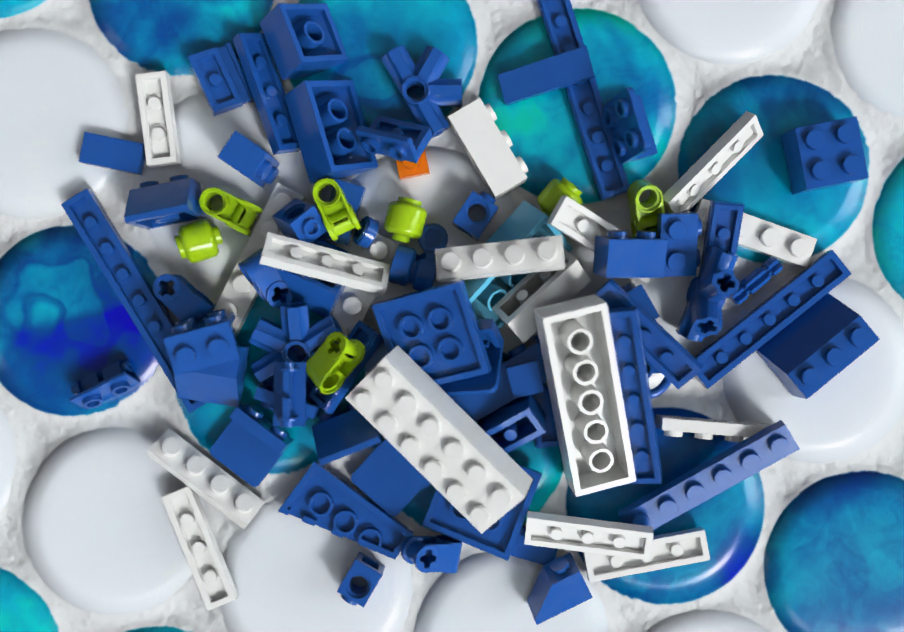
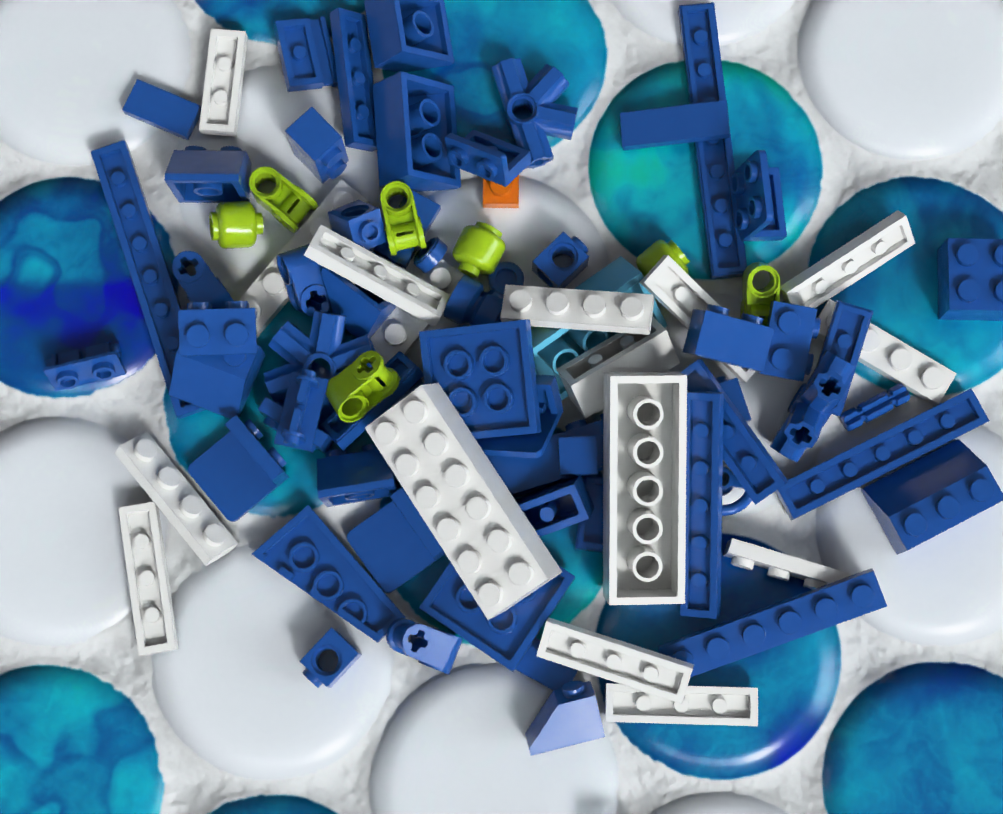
camera: 15 degrees right, 10 degrees down
(488, 148) = (591, 191): white brick -> none

